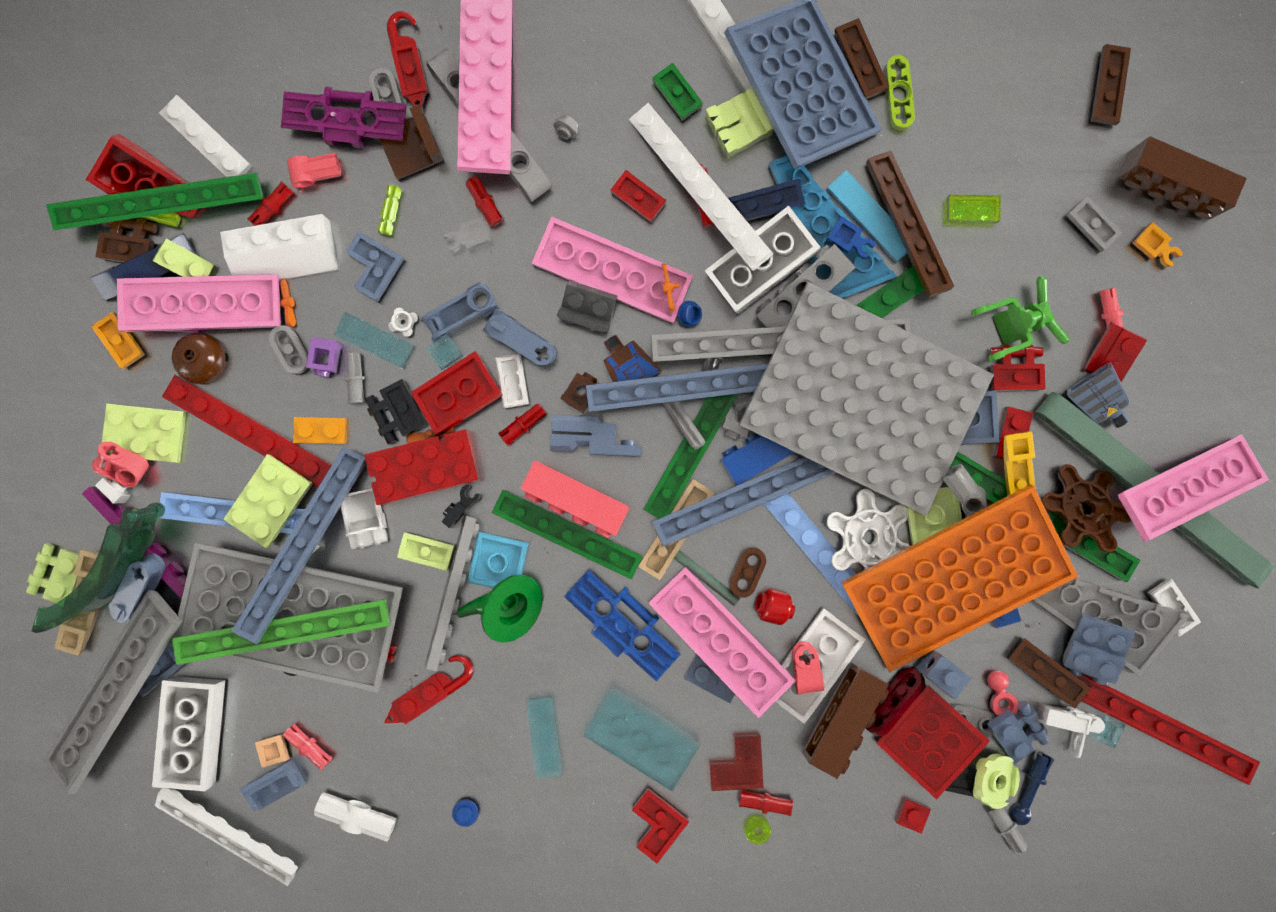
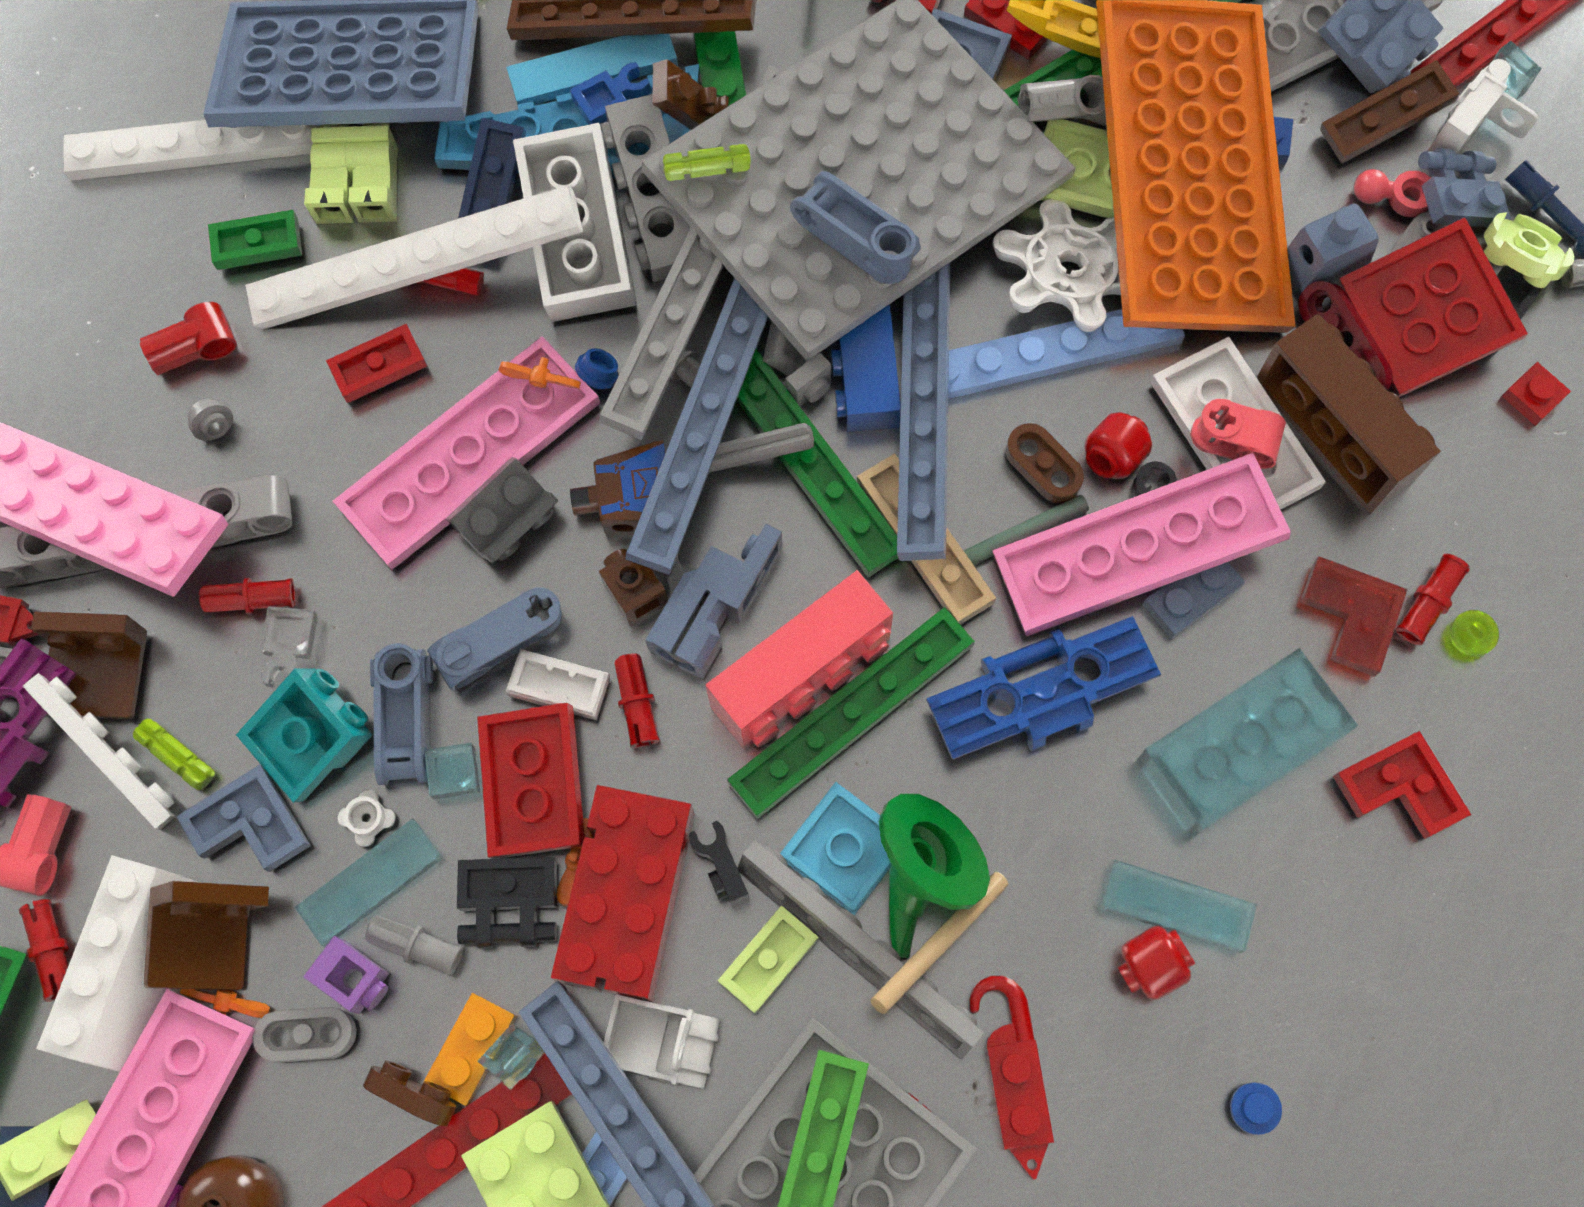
camera: 65 degrees left, 15 degrees down
(283, 418) = (424, 1101): none -> reddish brown plate
(307, 276) = (199, 934): none -> reddish brown bracket
(322, 453) = (511, 1056): none -> clear light blue plate
(372, 168) = (89, 735): none -> white plate
(428, 269) = (304, 731): none -> teal plate
(463, 629) = (935, 947): none -> tan bar
(511, 738) = (1156, 962): none -> red head
(610, 94) = (200, 335): none -> red piece
(766, 626) = (1155, 468): none -> black bush
(820, 417) = (856, 228): none -> sand blue piece
(821, 318) = (706, 162): none -> lime axle
(865, 283) = (683, 97): none -> reddish brown plate

